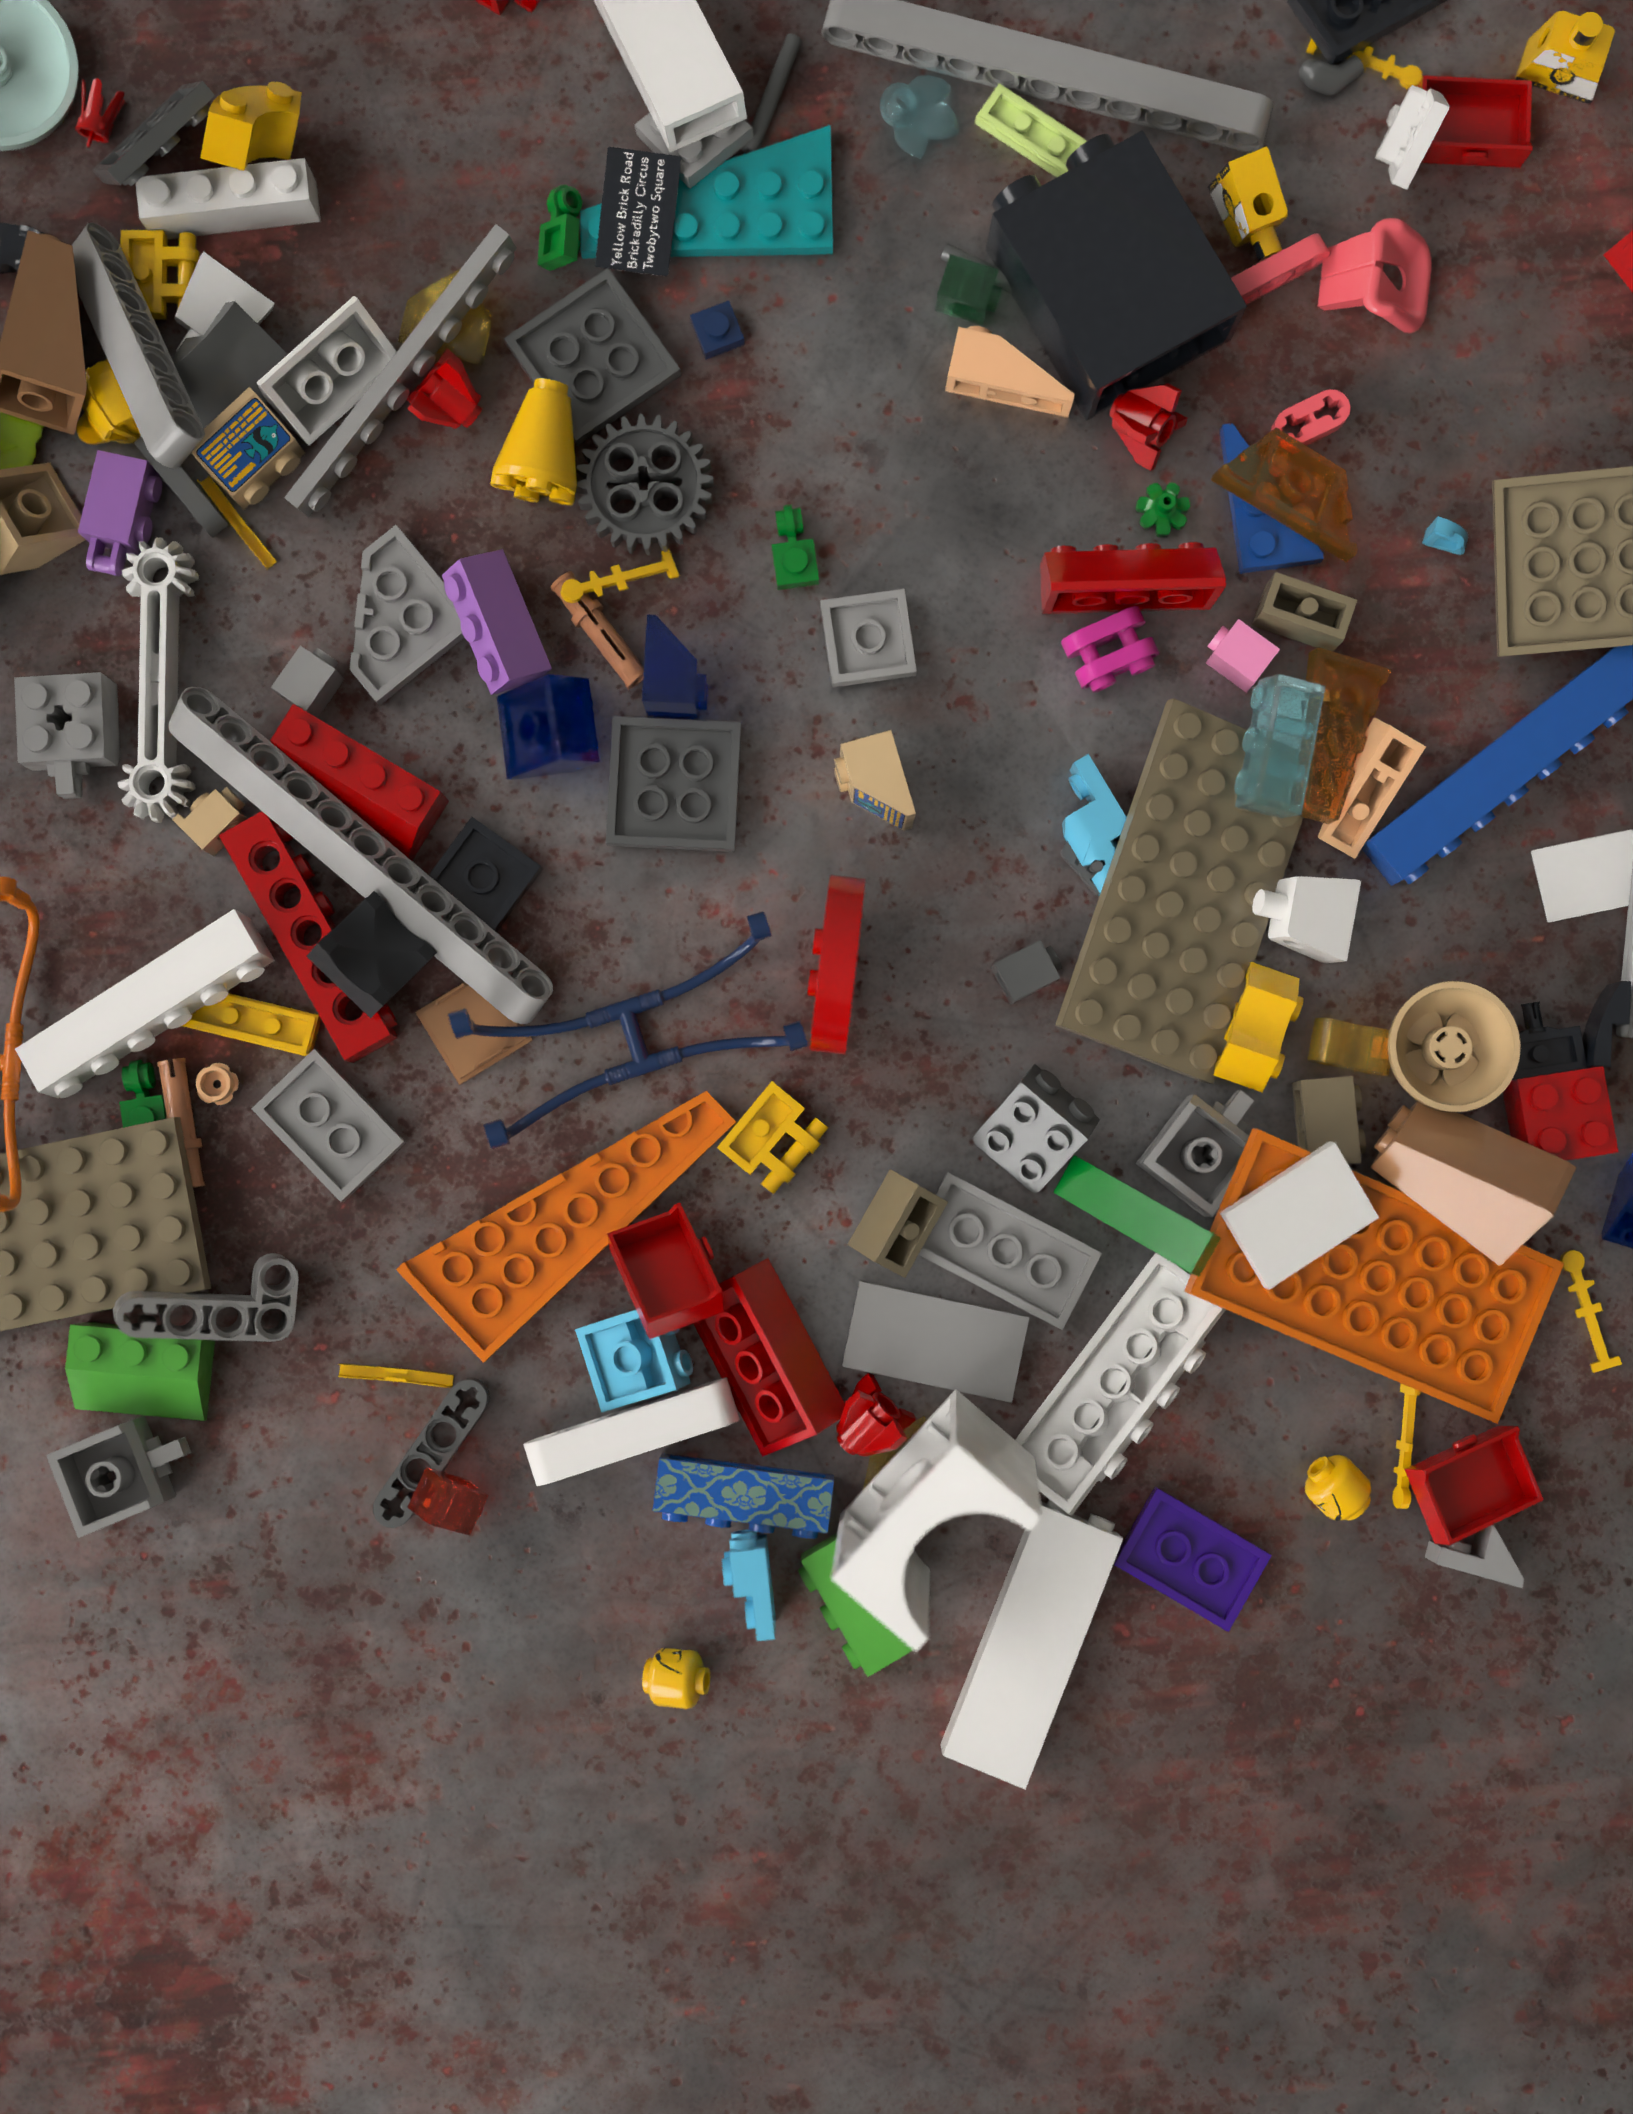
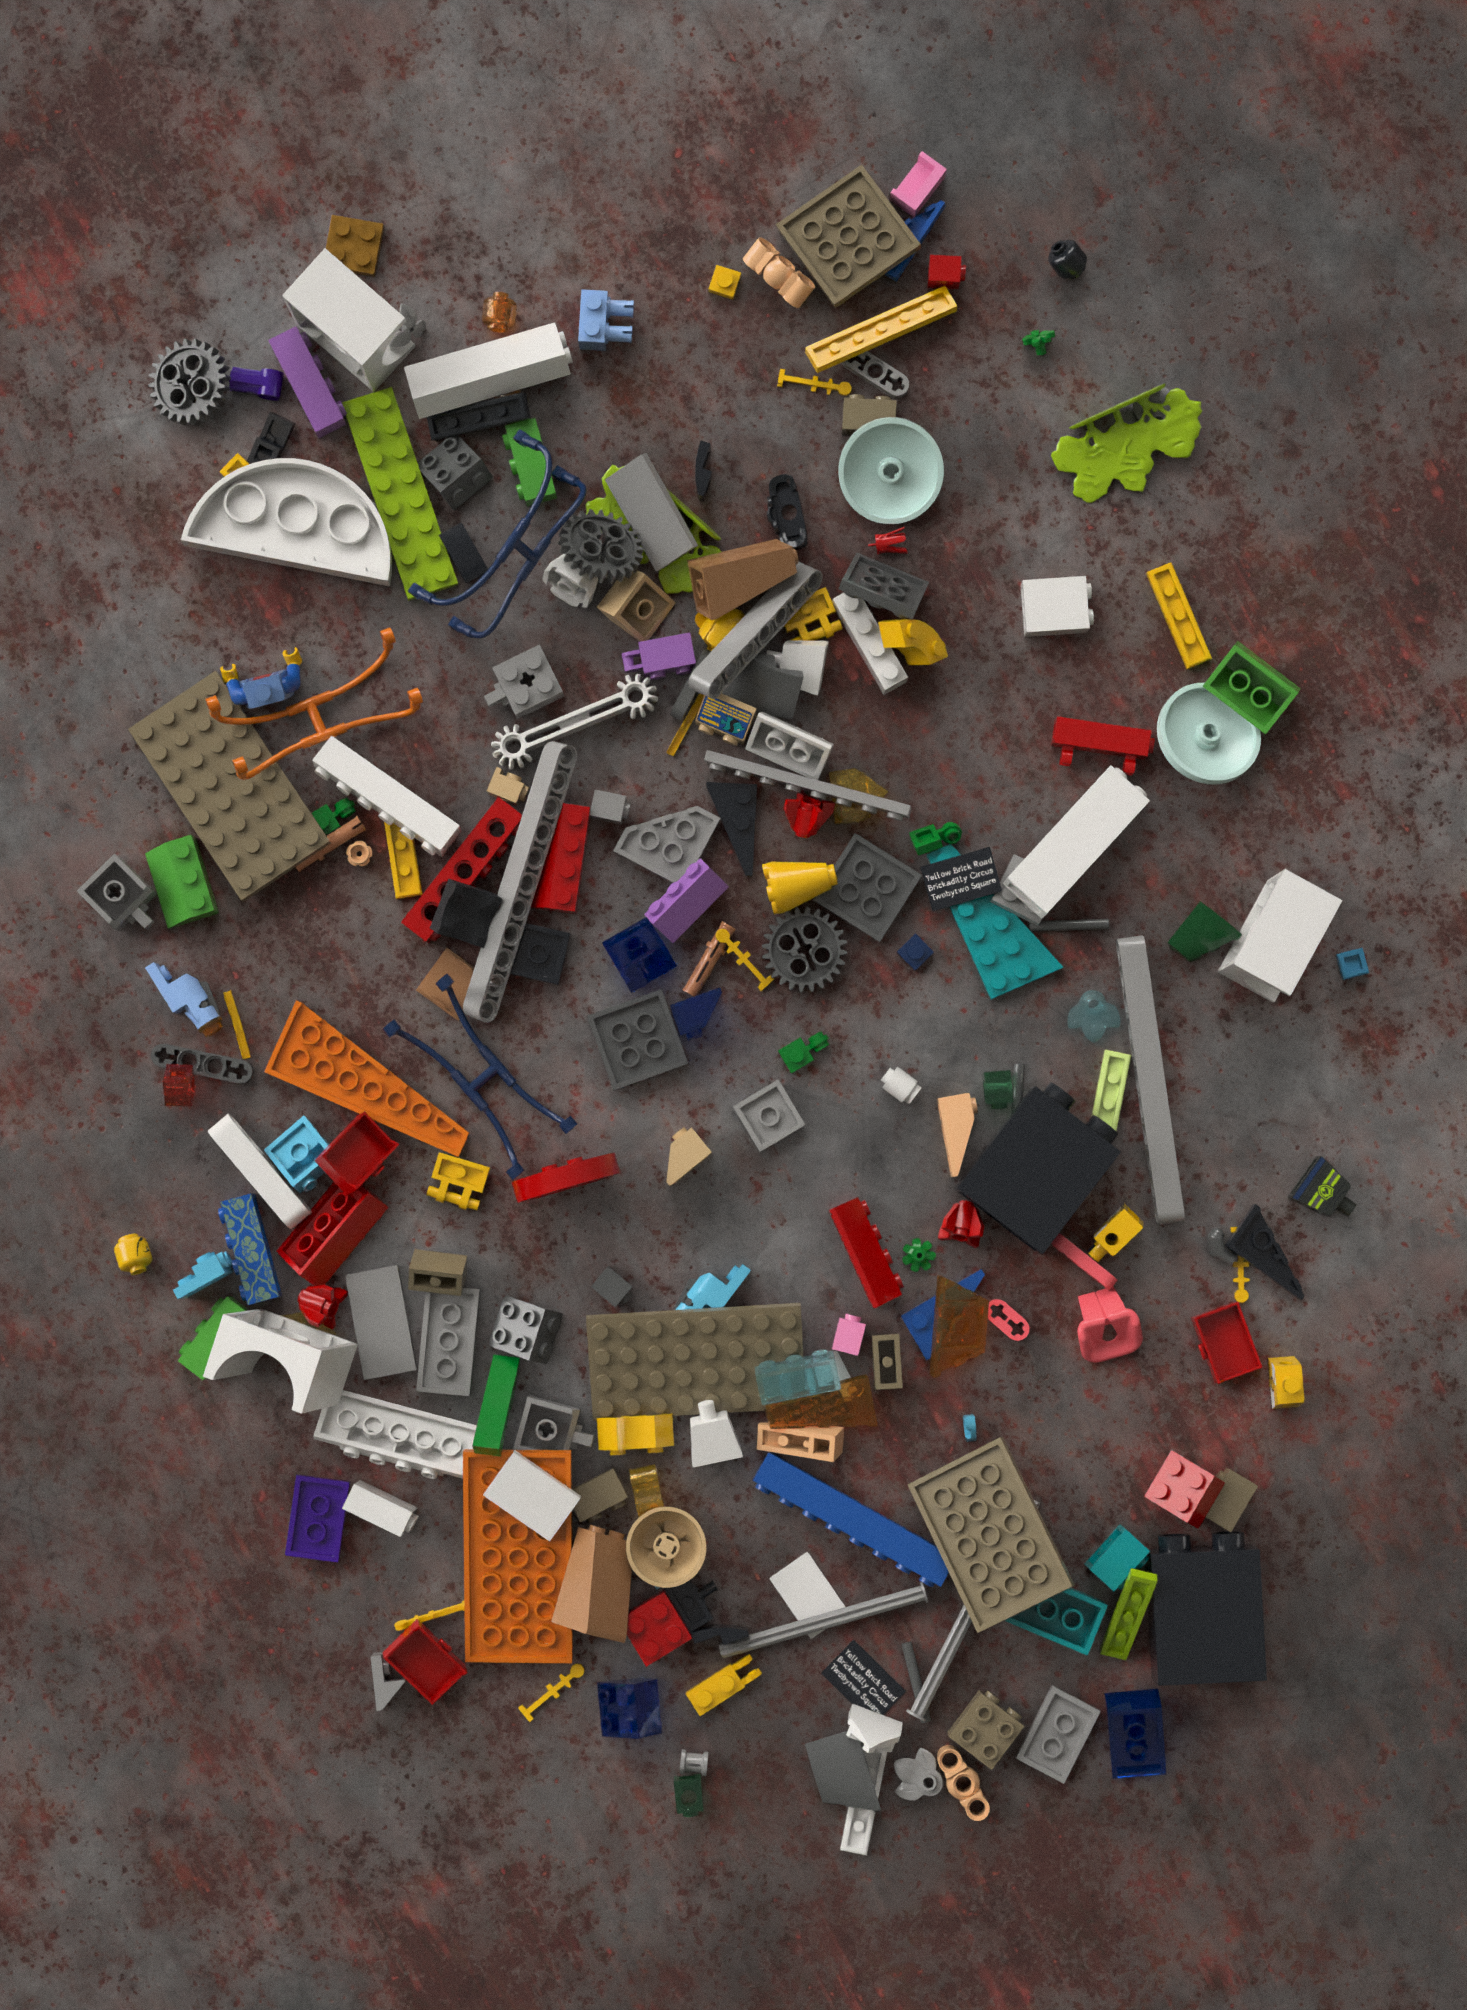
camera: 70 degrees right, 0 degrees up
(207, 1306) = (232, 906): light grey beam -> none
(318, 1428) = (188, 995): none -> light blue plate
(329, 1125) = (361, 927): light grey plate -> none
(393, 496) = (737, 811): none -> black wing
(904, 427) = (900, 1085): none -> white brick
(1031, 1644) = (233, 1446): white brick -> none
(1101, 671) = (804, 1258): dark pink brick -> none
(1220, 1455) = (381, 1508): none -> white brick
(1338, 1488) = (391, 1585): yellow head -> none
(1411, 133) = (1197, 1309): white slope -> none

